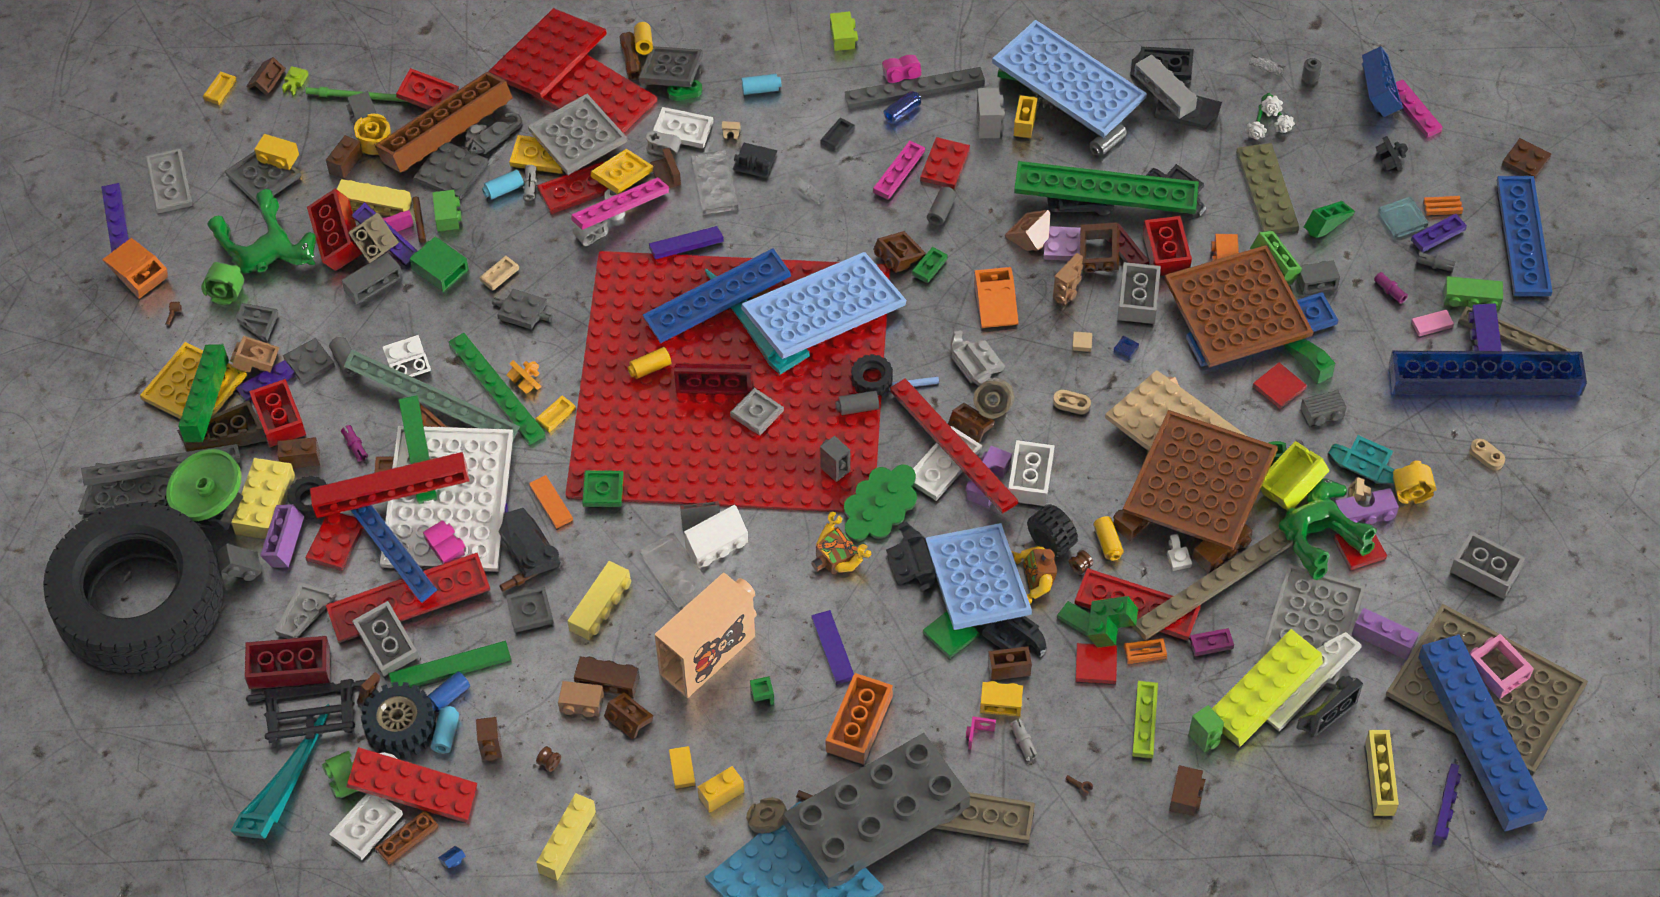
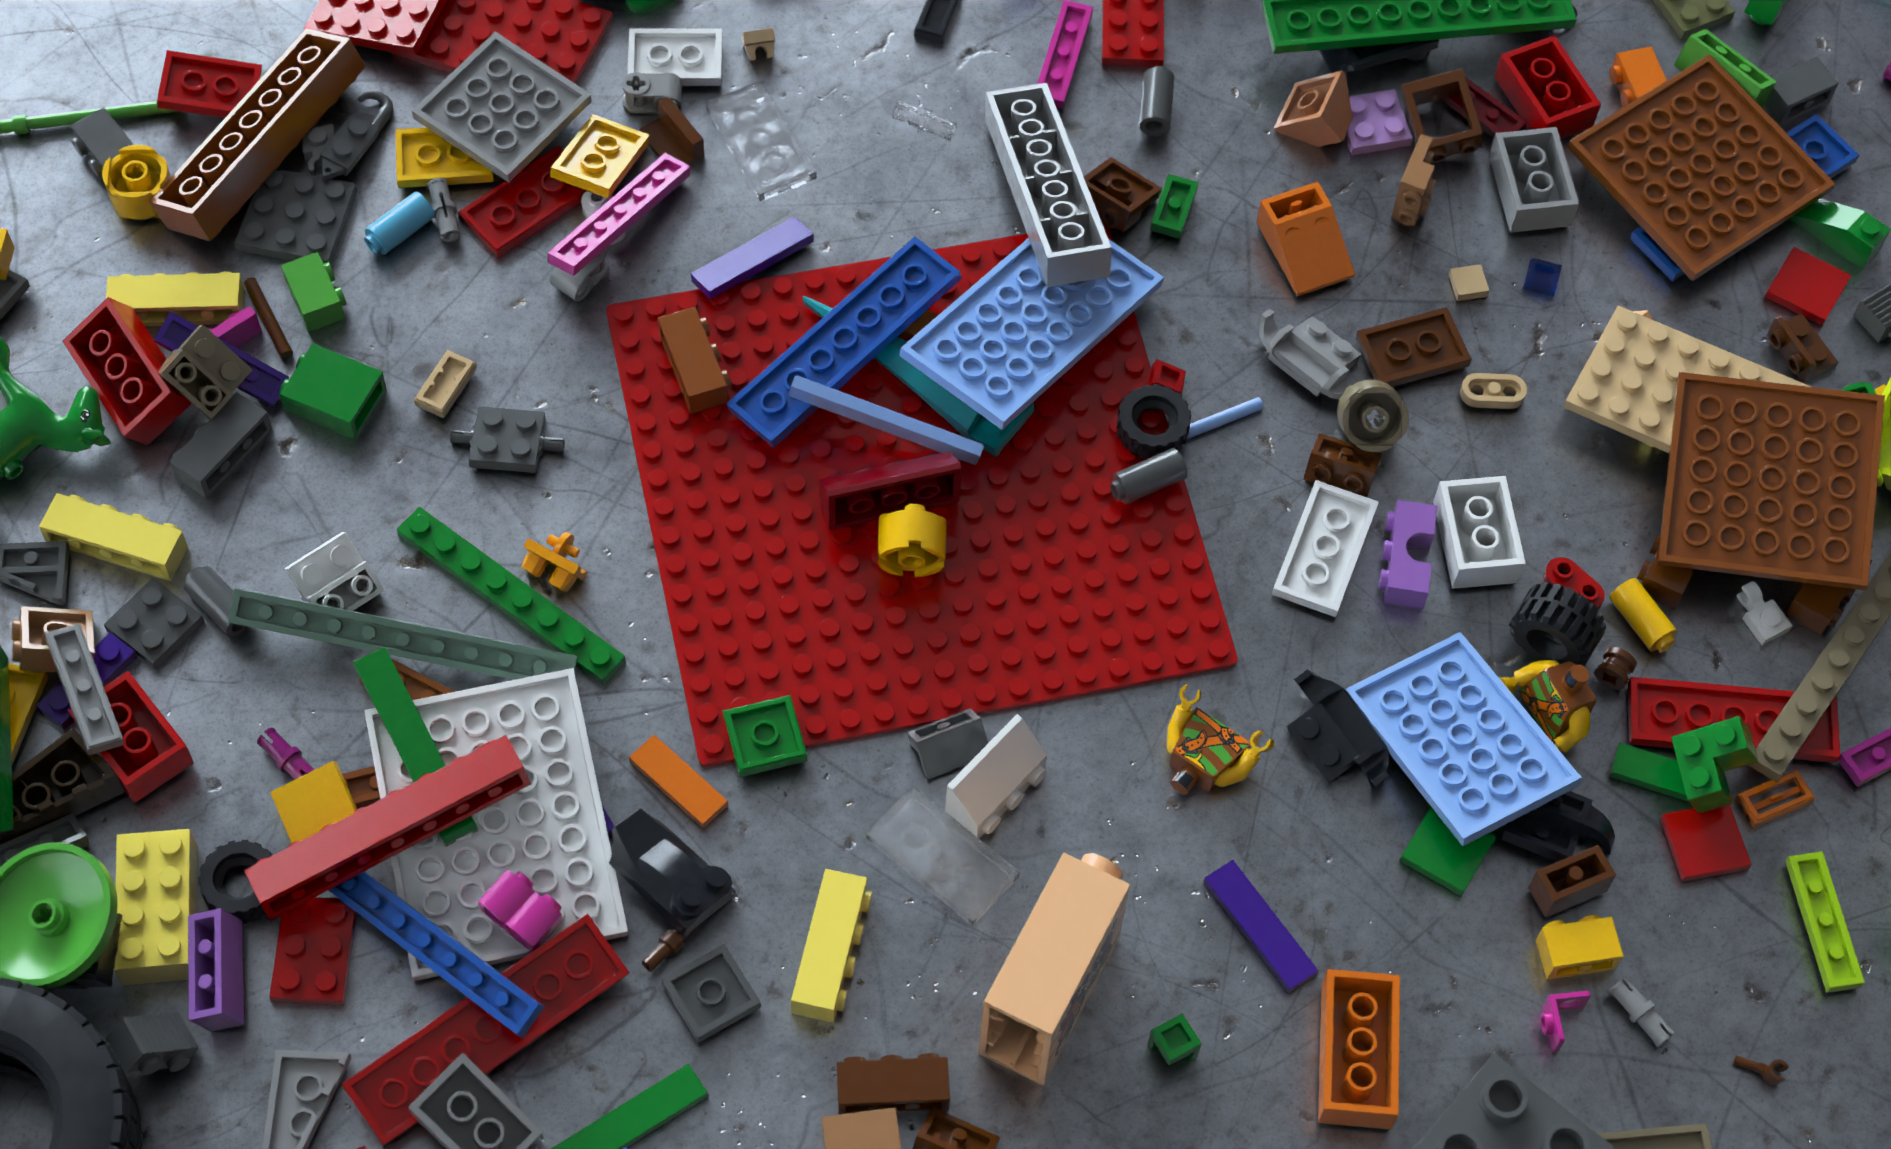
camera: 20 degrees left, 5 degrees up
(260, 382) = (84, 689): none -> light grey tile
(299, 452) = (194, 802): reddish brown brick -> none
(302, 312) = (114, 536): none -> light yellow brick
(344, 157) = (98, 234): reddish brown brick -> none
(358, 463) = (313, 801): none -> yellow tile
(555, 413) = (631, 617): yellow tile -> none
(633, 288) = (694, 359): none -> dark orange brick
(649, 363) = (769, 488): yellow brick -> none
(714, 406) = (911, 541): none -> yellow brick
(722, 340) = (885, 419): none -> light blue tile
(754, 160) = (816, 87): black hinge -> none
(757, 411) = (982, 531): light grey tile -> none
(835, 458) = (1151, 585): dark grey brick -> none
(857, 236) = (1048, 185): none -> light grey brick
(880, 503) = (1248, 645): green plate -> none
(891, 354) = (1167, 375): none -> red tile
(954, 446) = (1338, 515): red plate -> none
(1035, 369) = (1413, 348): none -> reddish brown plate
(1077, 513) = (1576, 579): none -> red plate
(1261, 418) = (1801, 347): none -> reddish brown bracket

